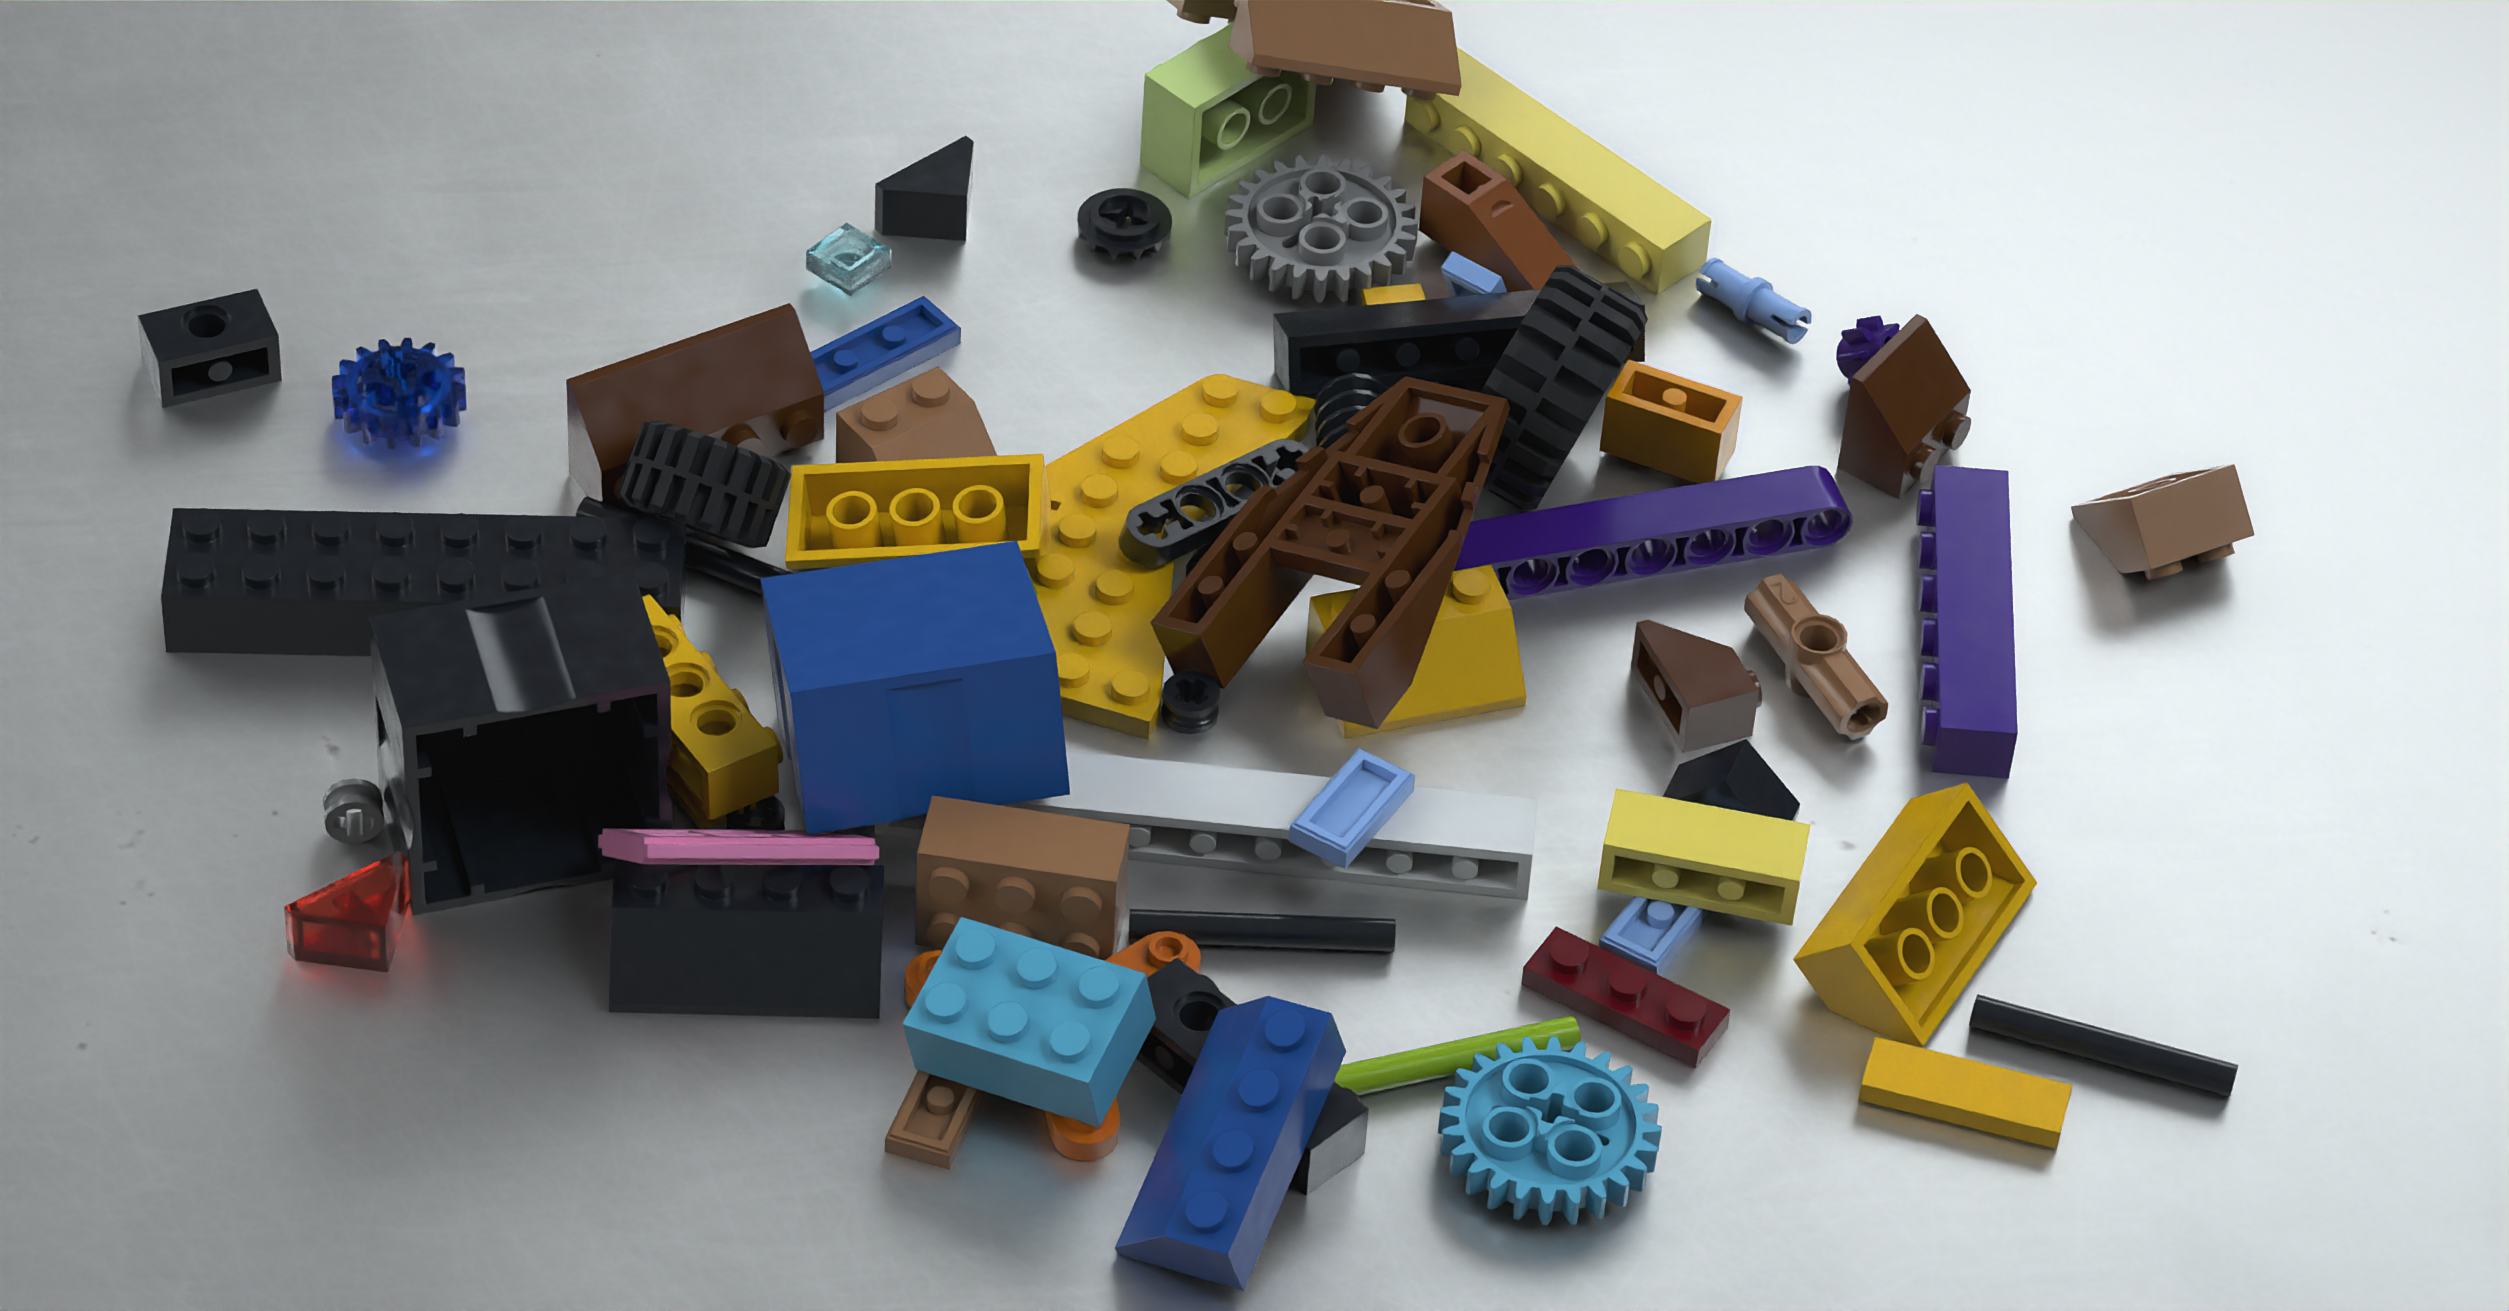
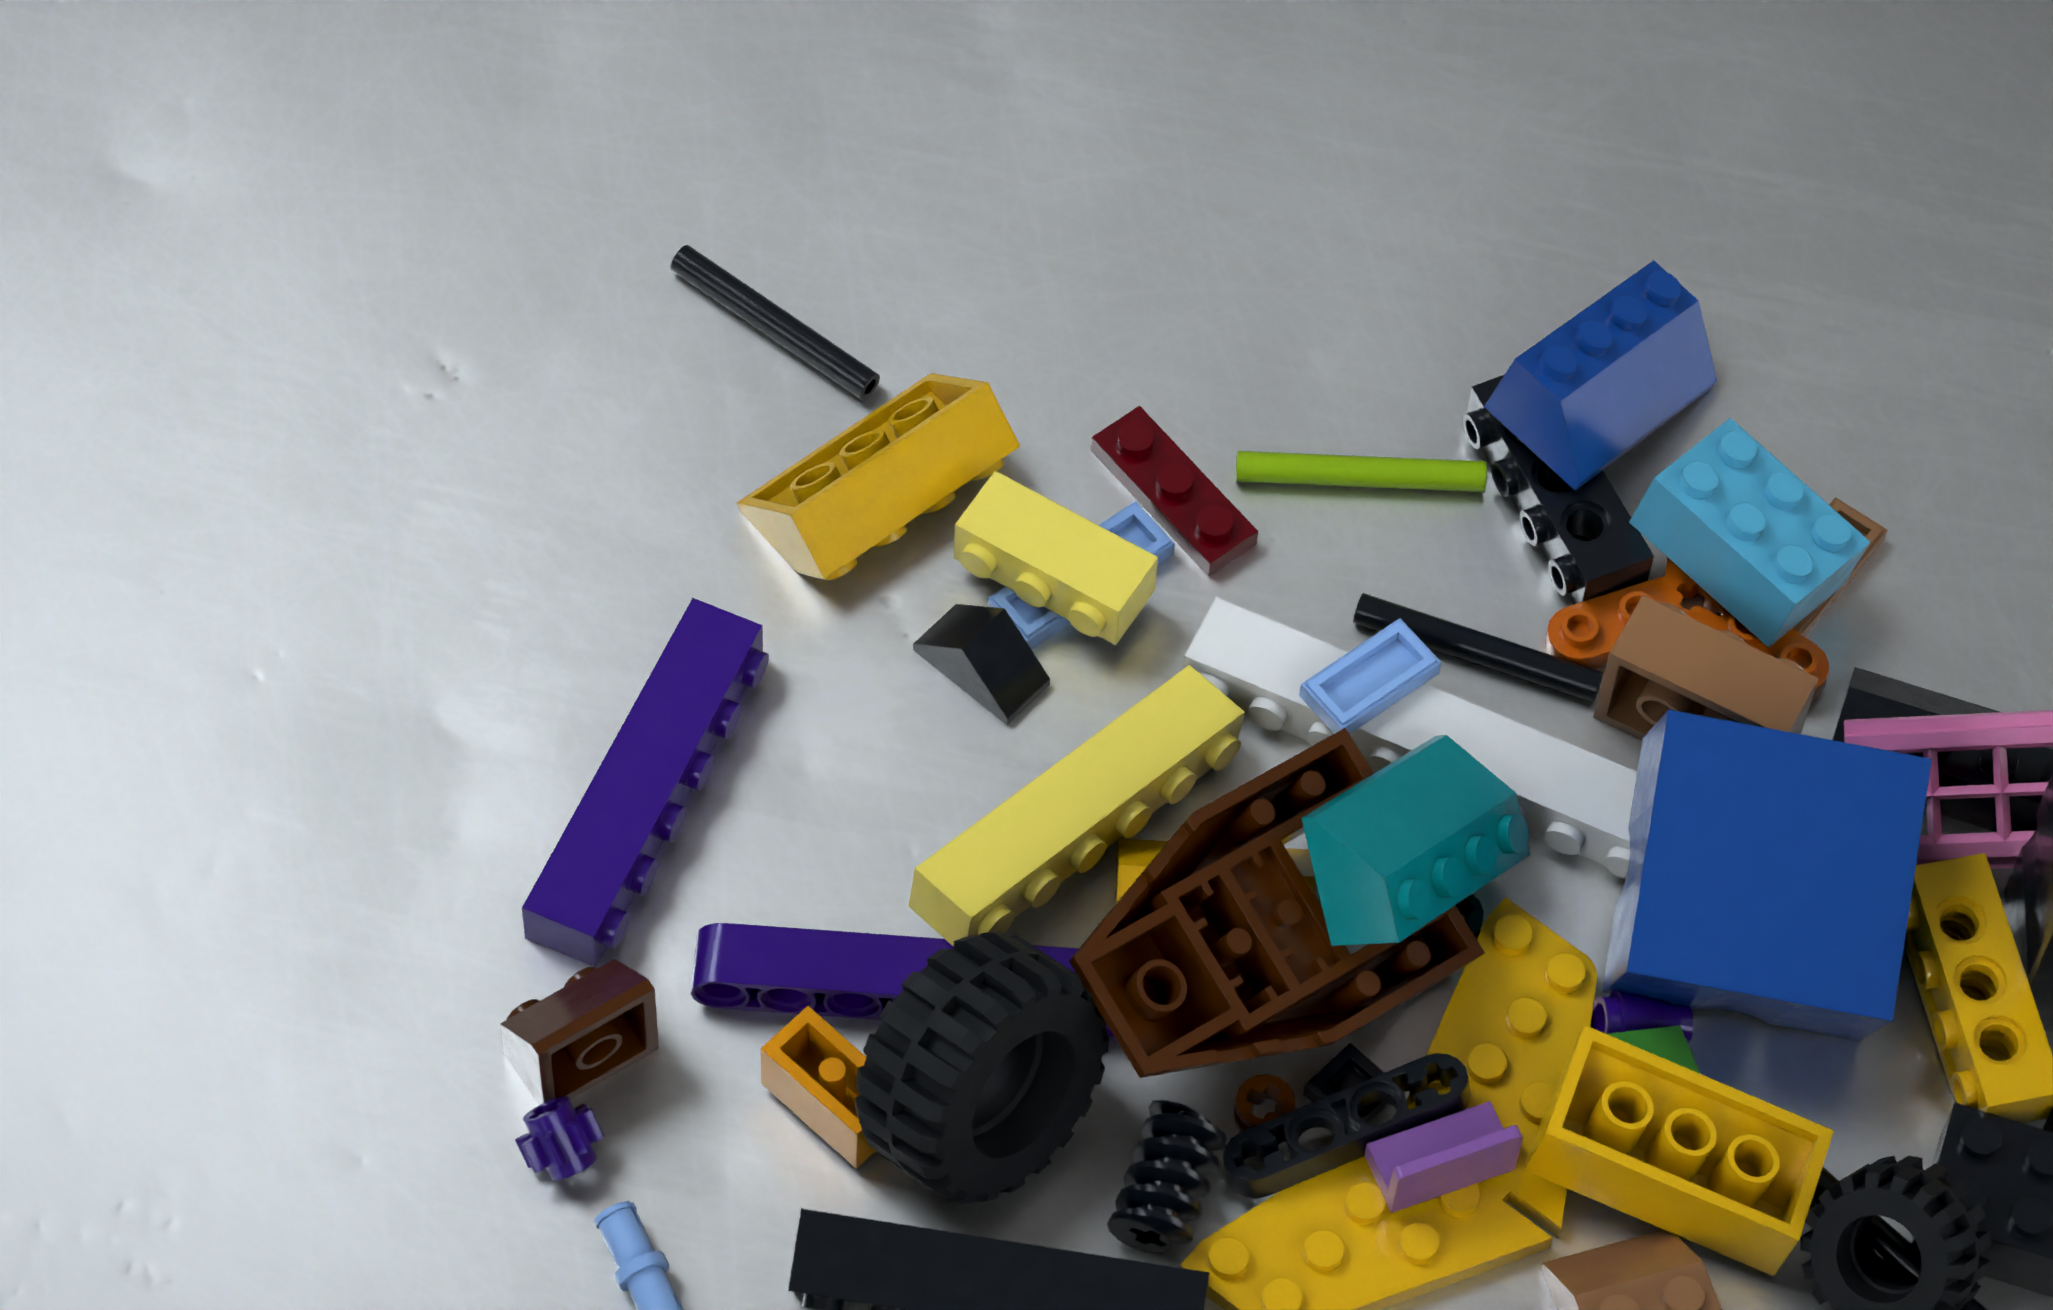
camera: 160 degrees left, 15 degrees up
(1116, 474) = (1443, 1156): none -> medium lavender panel
(1247, 634) = (1412, 843): none -> teal slope
(1549, 1130) = (1307, 362): medium azure gear -> none
(1571, 649) = (1078, 809): none -> light yellow brick
(1695, 686) = (952, 768): reddish brown slope -> none
(1816, 656) = (824, 810): medium nougat piece -> none
(1965, 1092) = (920, 314): yellow tile -> none
(2168, 520) = (379, 849): medium nougat slope -> none

